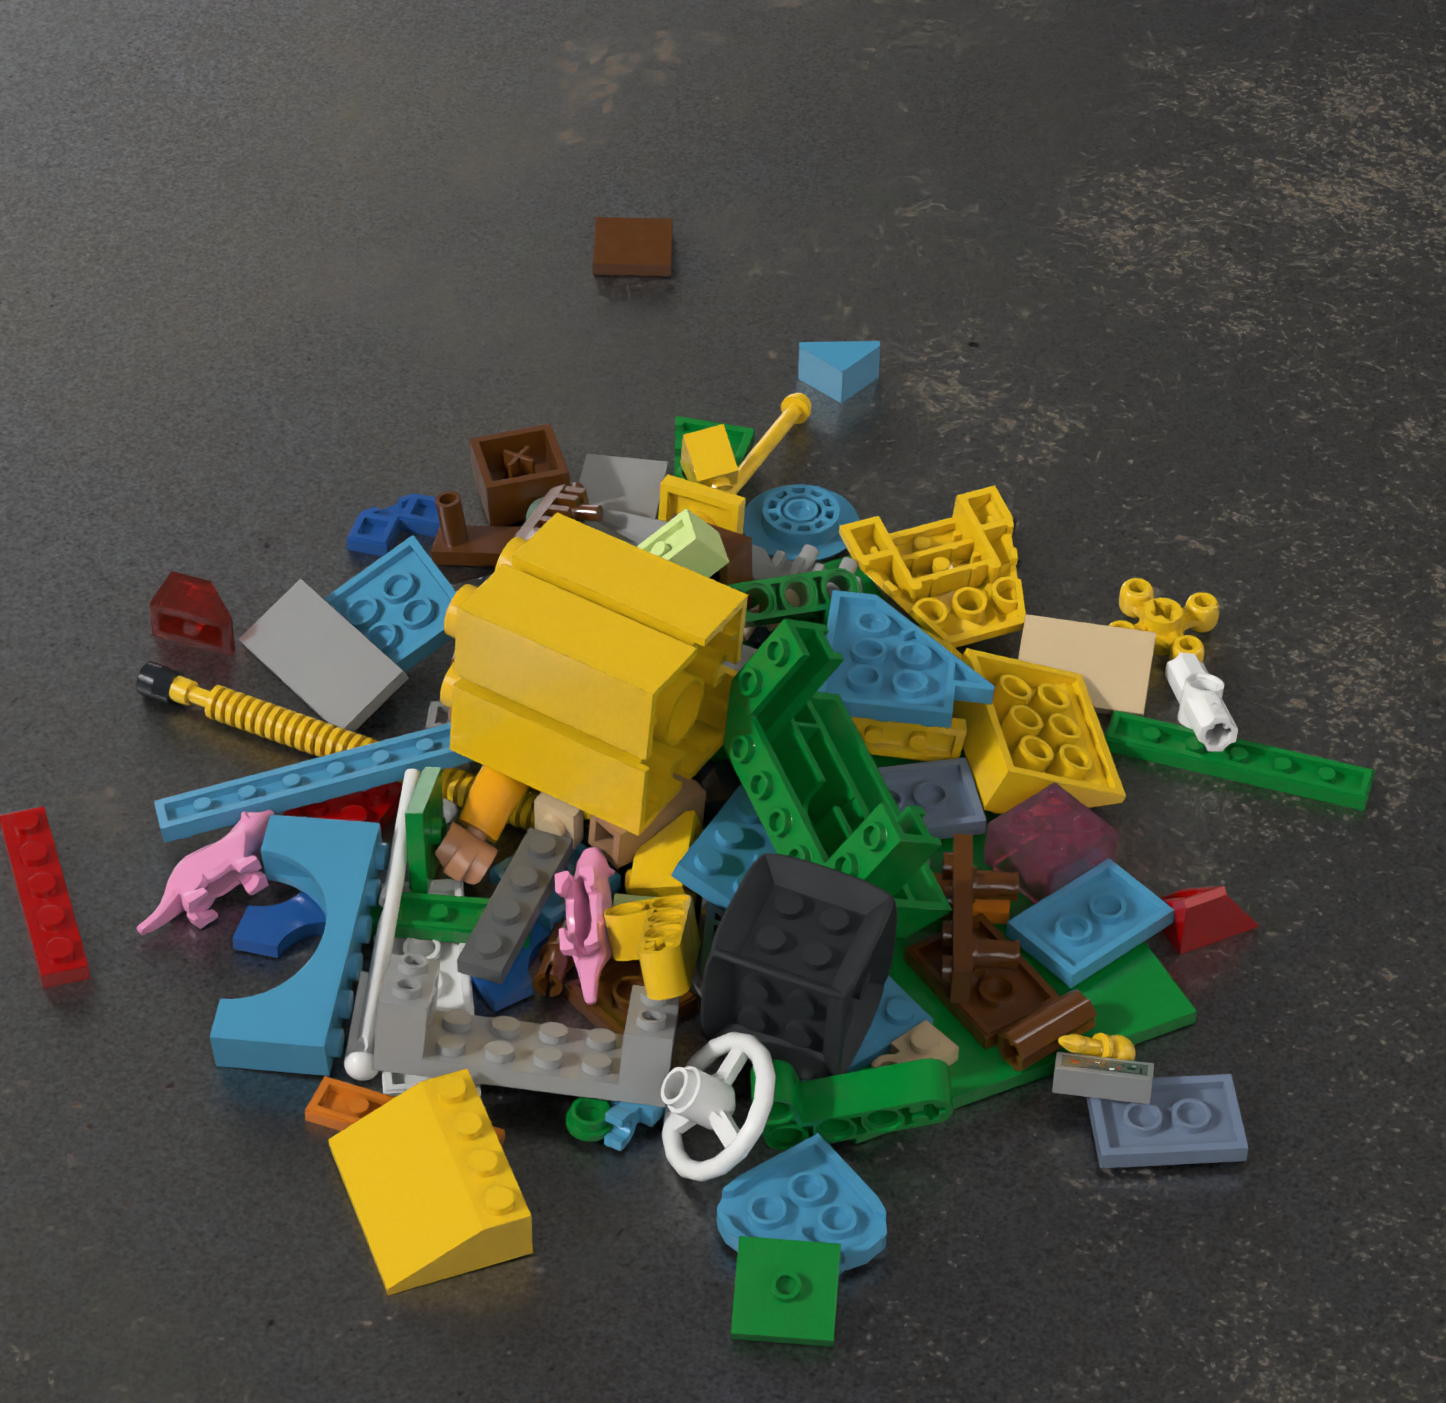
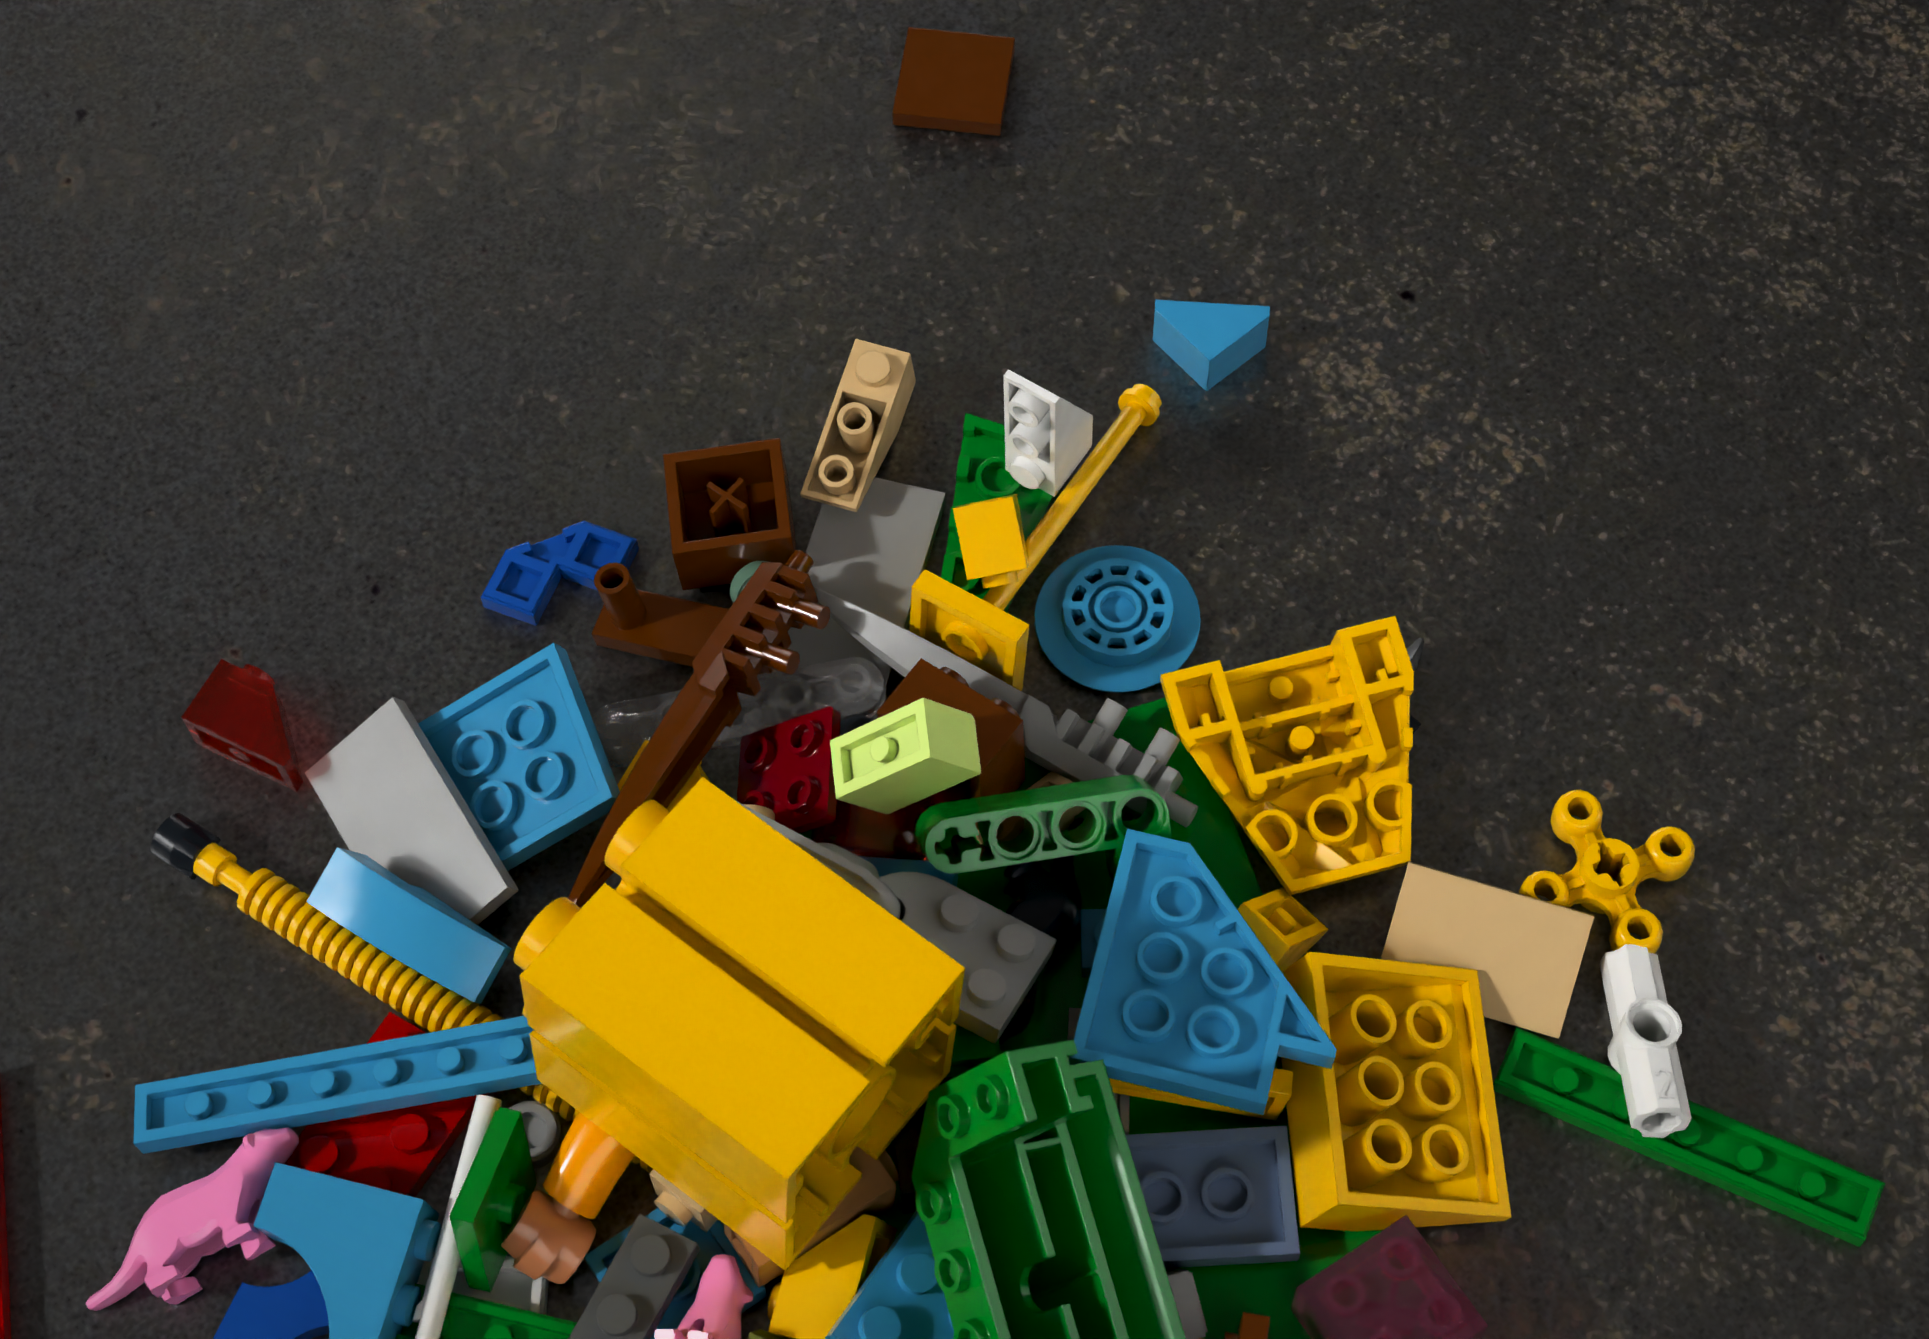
camera: 10 degrees right, 20 degrees up
(334, 697) = (408, 924): none -> dark azure slope
(603, 420) = (860, 425): none -> tan slope
(737, 397) = (1042, 435): none -> white slope

